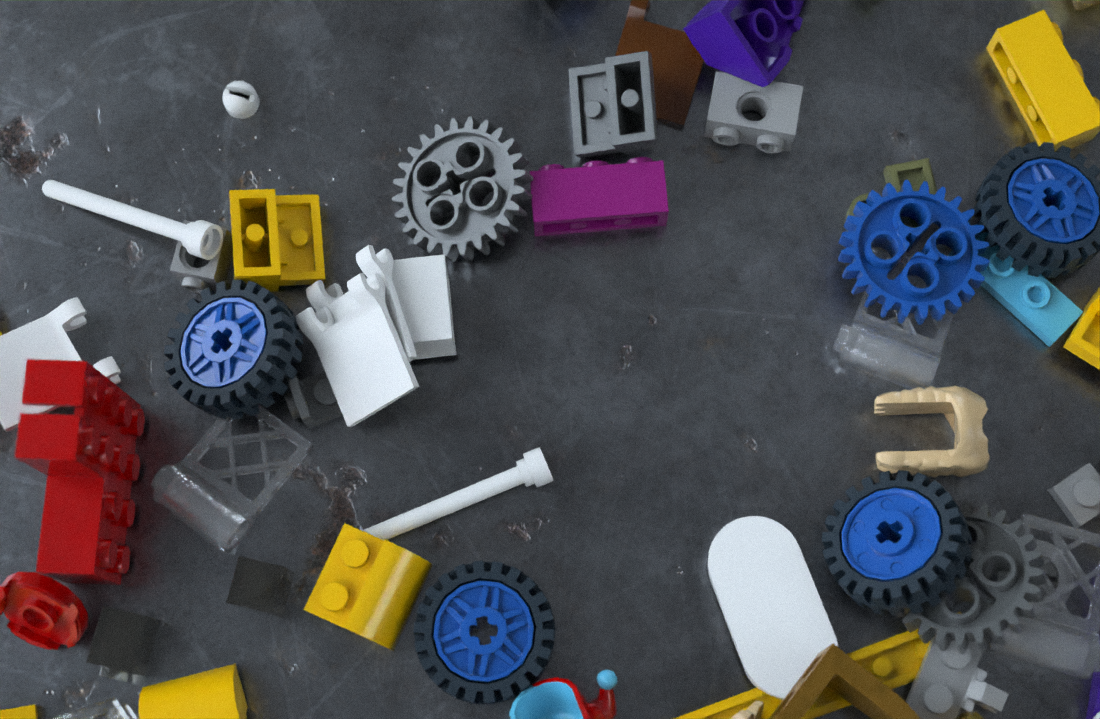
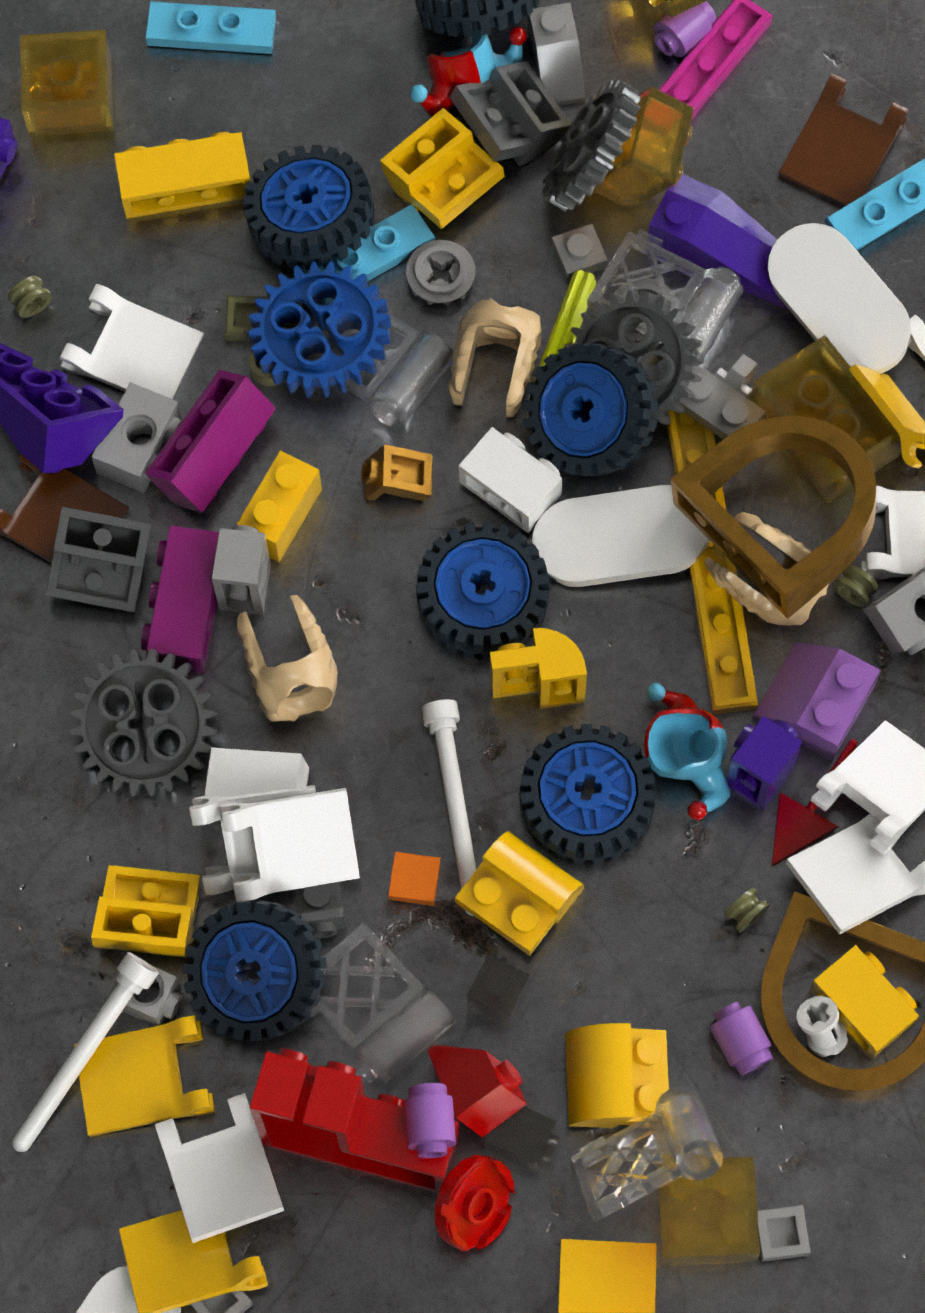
camera: 80 degrees left, 5 degrees down
(78, 544) = (429, 1120): none -> medium lavender brick
(124, 273) = (138, 1079): none -> yellow flag
(150, 586) = (480, 1085): none -> red slope
(366, 481) = (414, 878): none -> orange tile
(531, 329) = (275, 683): none -> tan piece
(602, 561) = (549, 667): none -> yellow brick
(634, 237) = (241, 570): none -> light grey brick
(703, 504) = (478, 558): none -> wheel
(715, 260) = (282, 502): none -> yellow brick
(764, 177) = (210, 441): none -> magenta brick
(781, 367) = (397, 473): none -> pearl gold bracket
(802, 479) = (511, 478): none -> white brick
(847, 91) = (134, 347): none -> white flag
(1012, 500) = (570, 313): none -> neon yellow axle
(1036, 357) = (442, 255): none -> light grey gear

